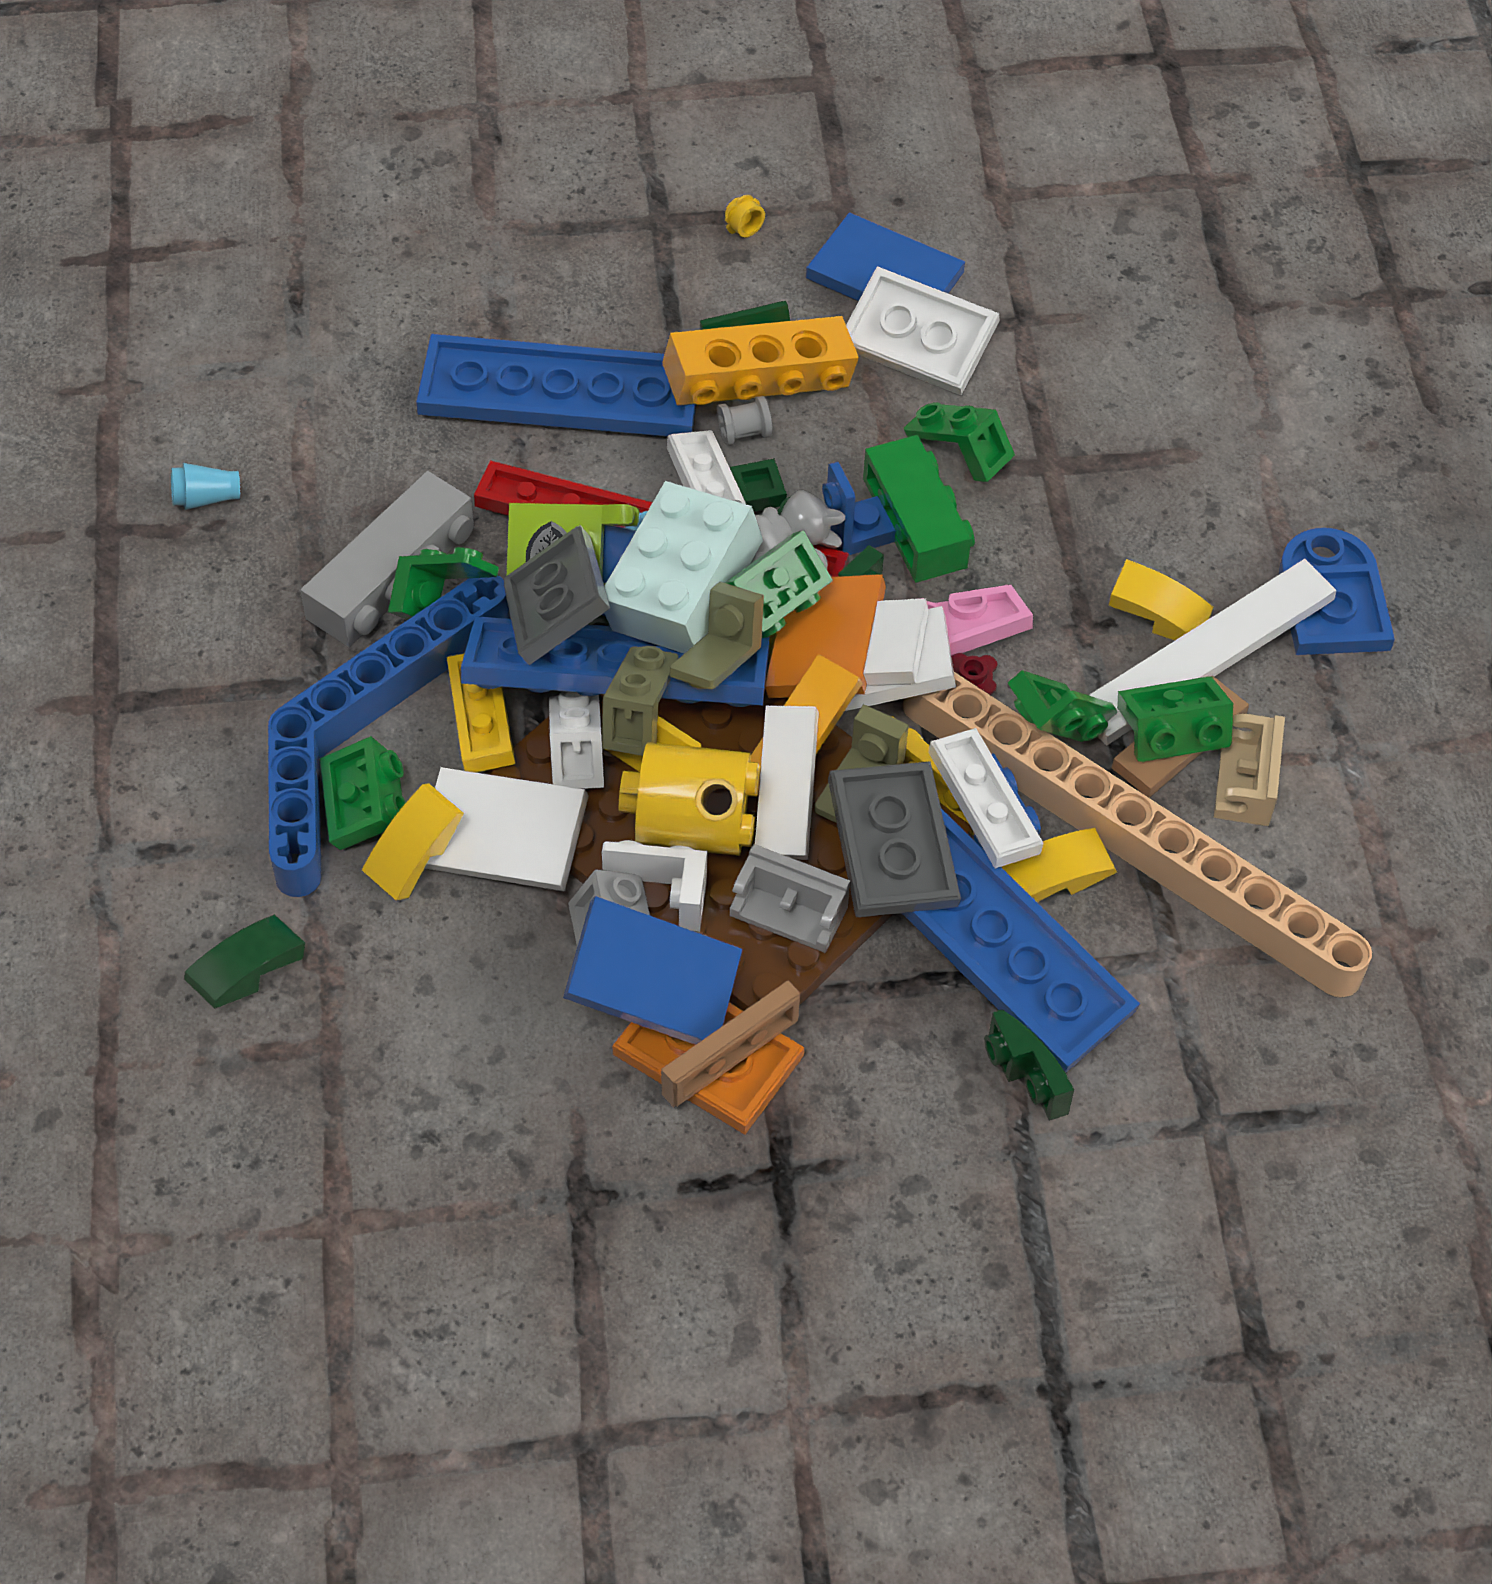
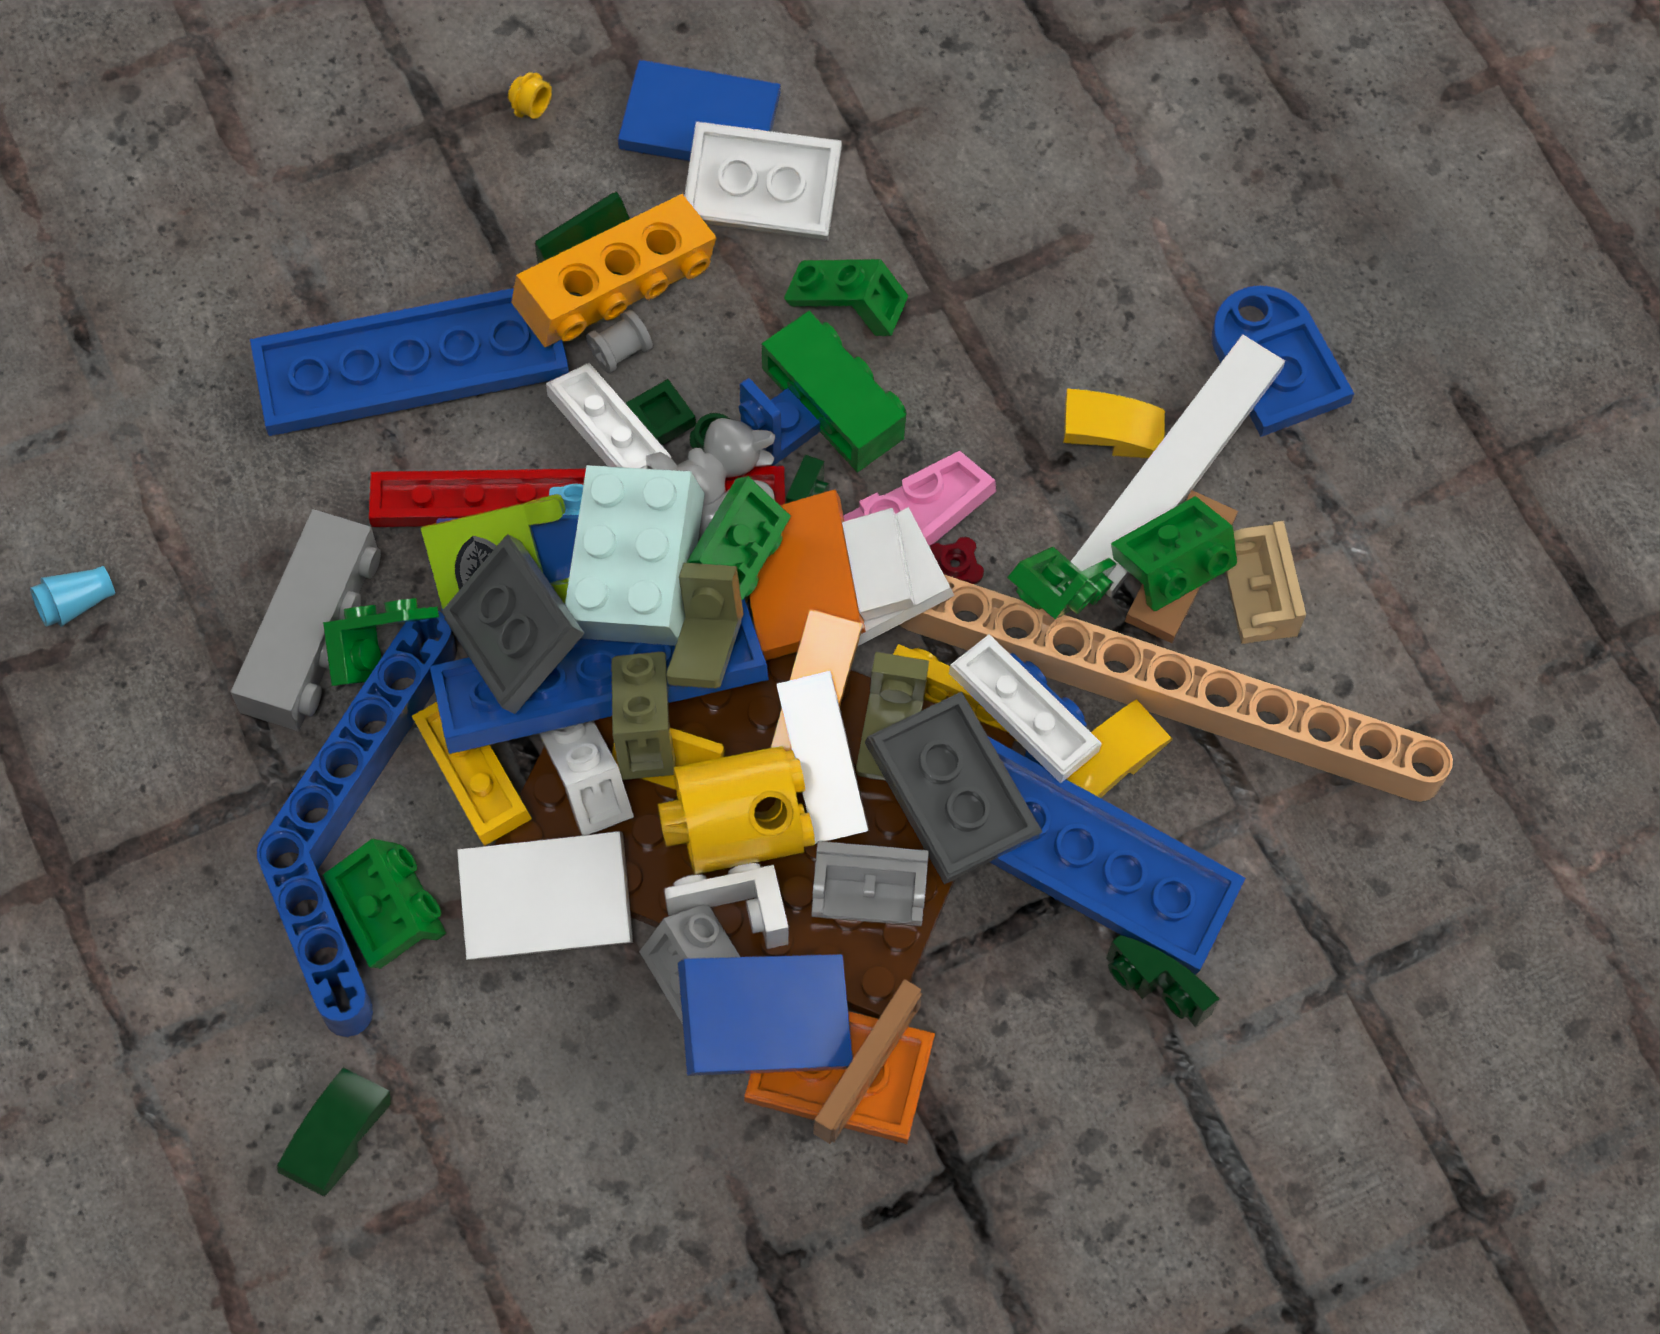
camera: 20 degrees left, 10 degrees up
(411, 838) = (458, 942): yellow slope -> none

